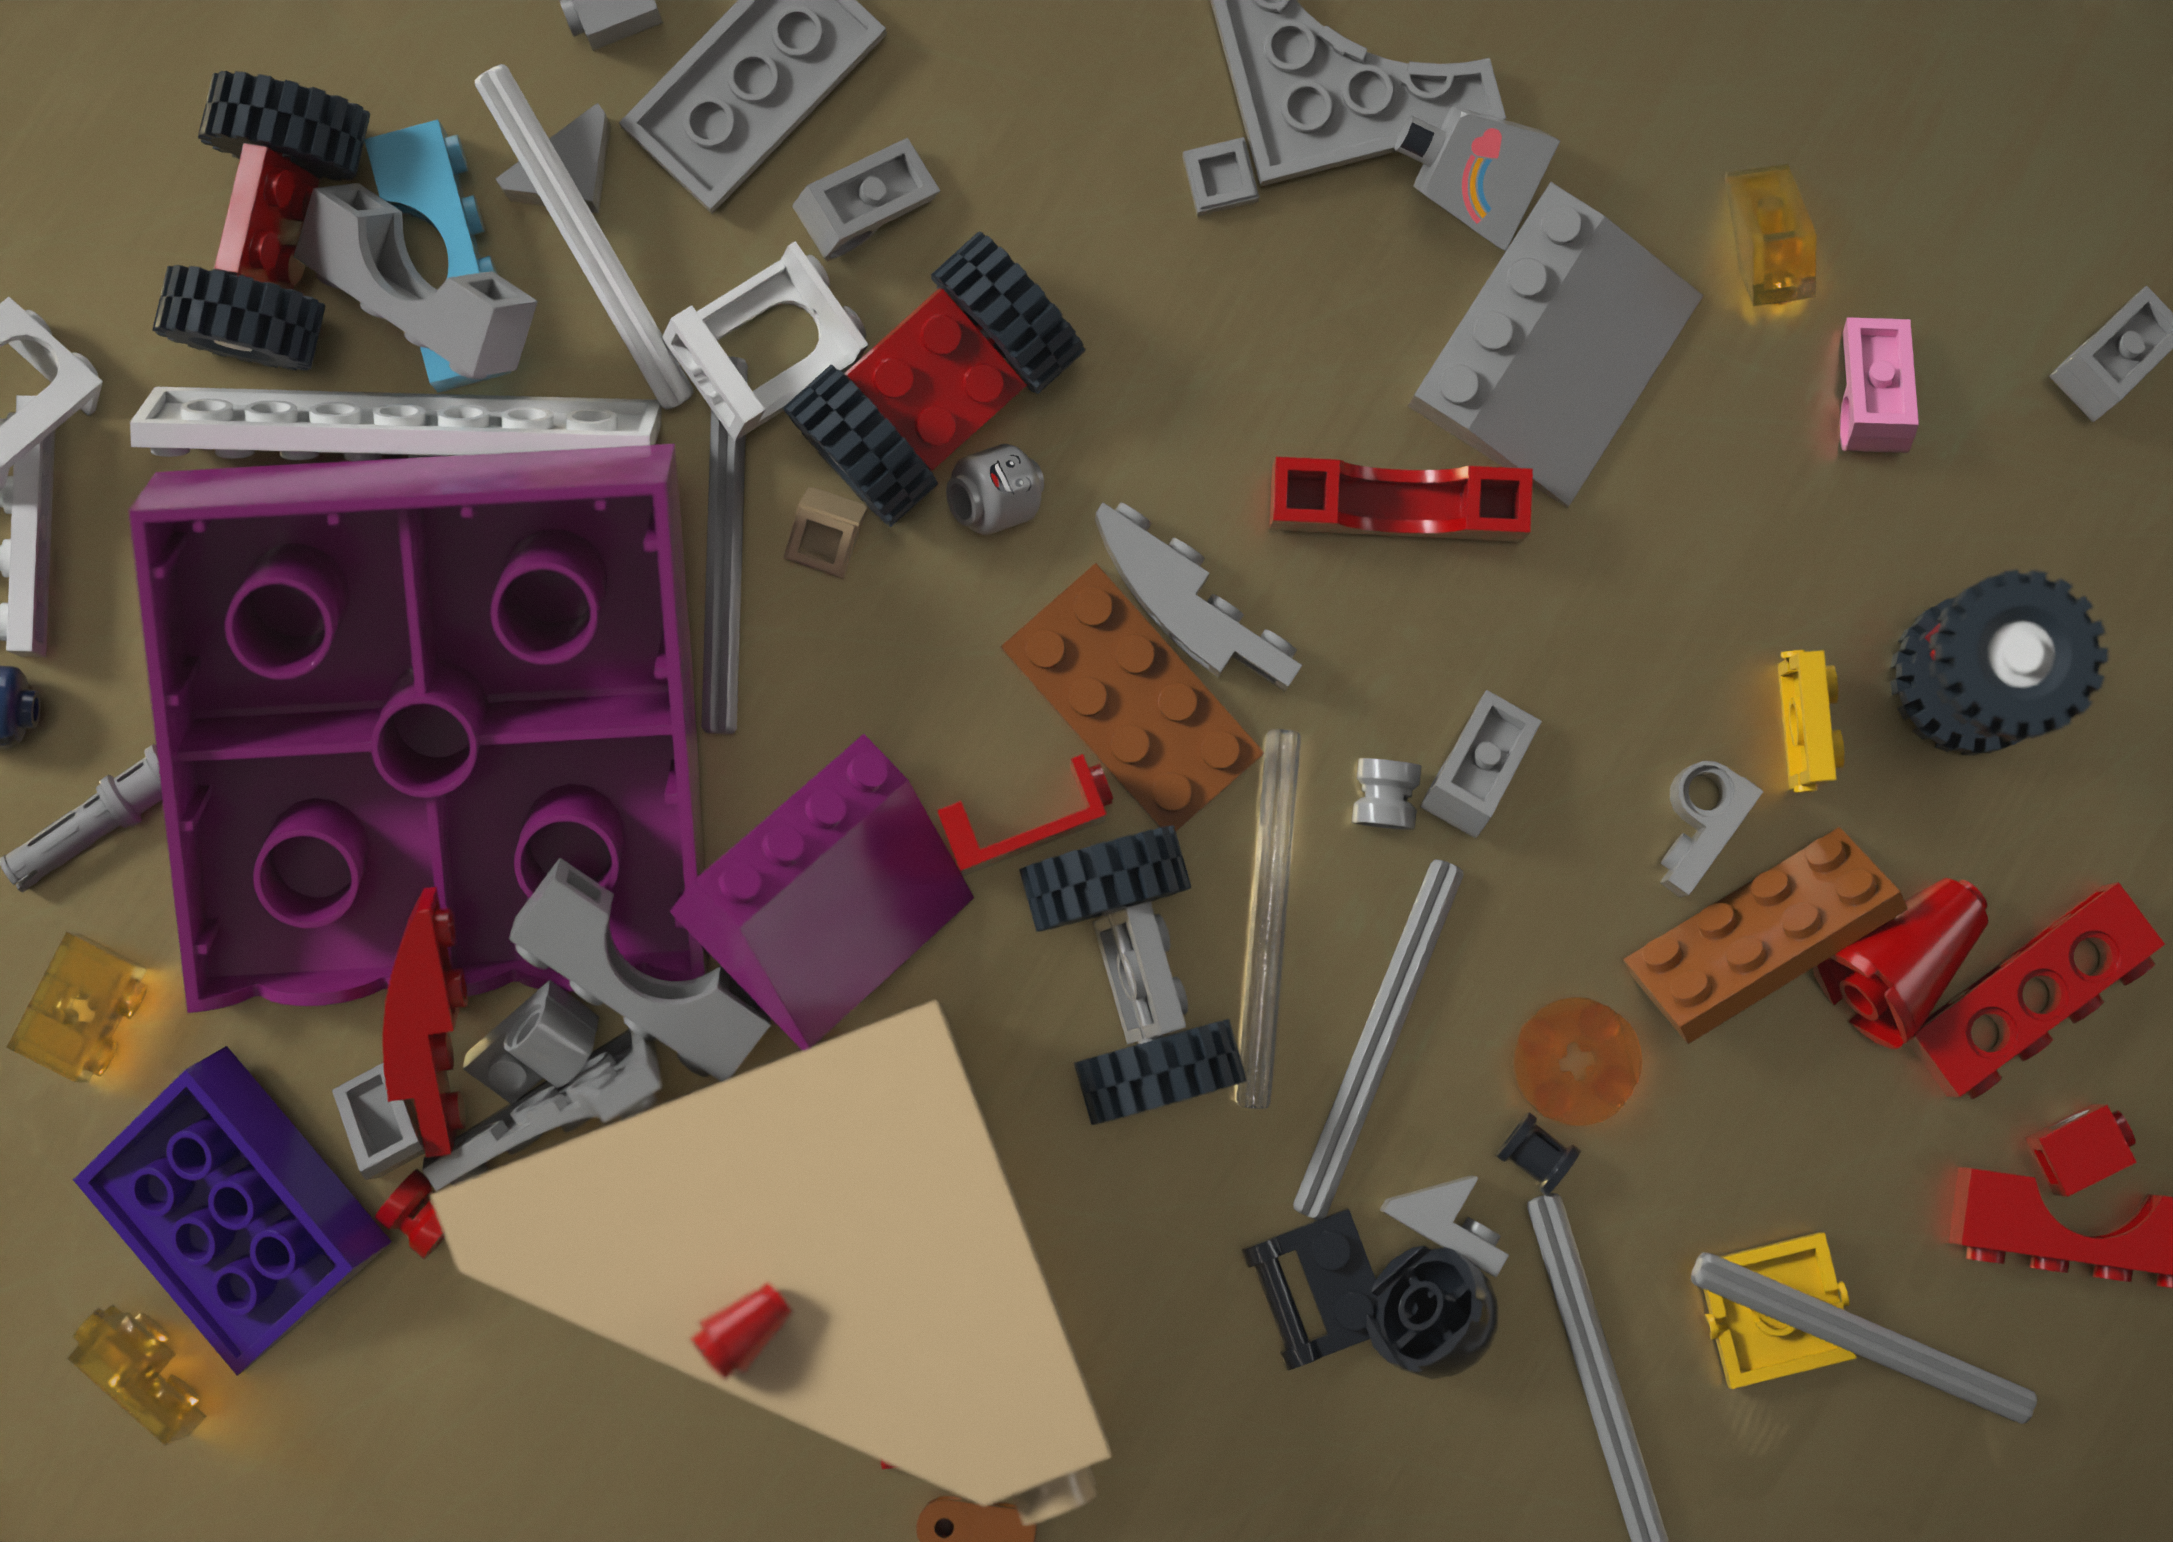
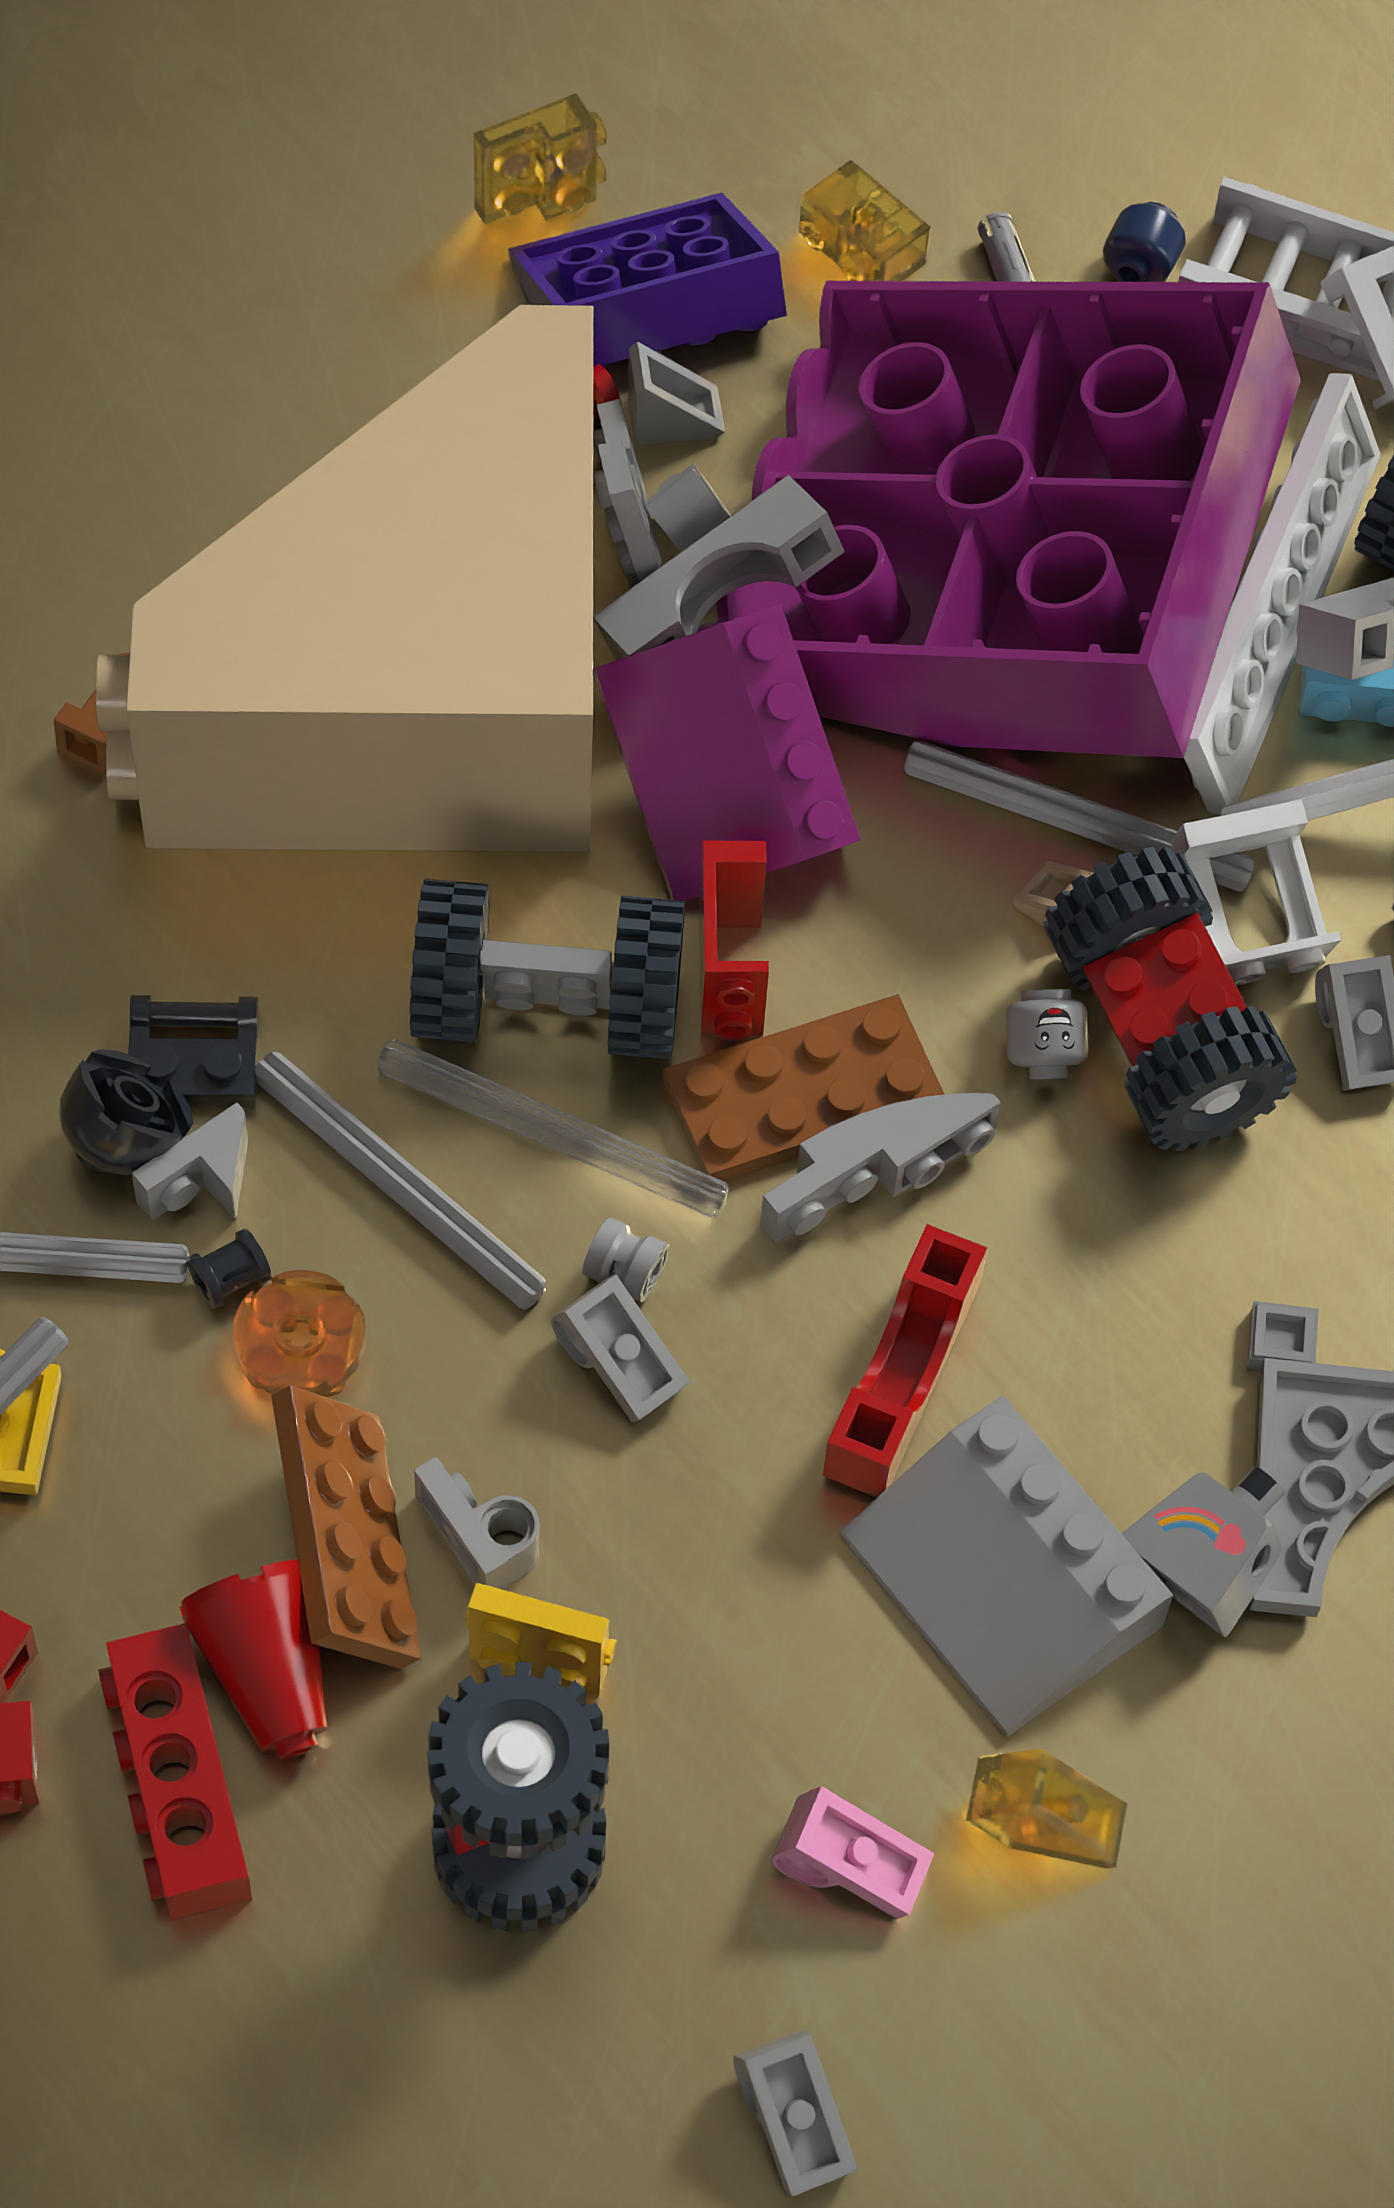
camera: 115 degrees right, 25 degrees down
(417, 1021) = (749, 416): red slope -> none
(741, 1330) = (371, 464): red cone -> none

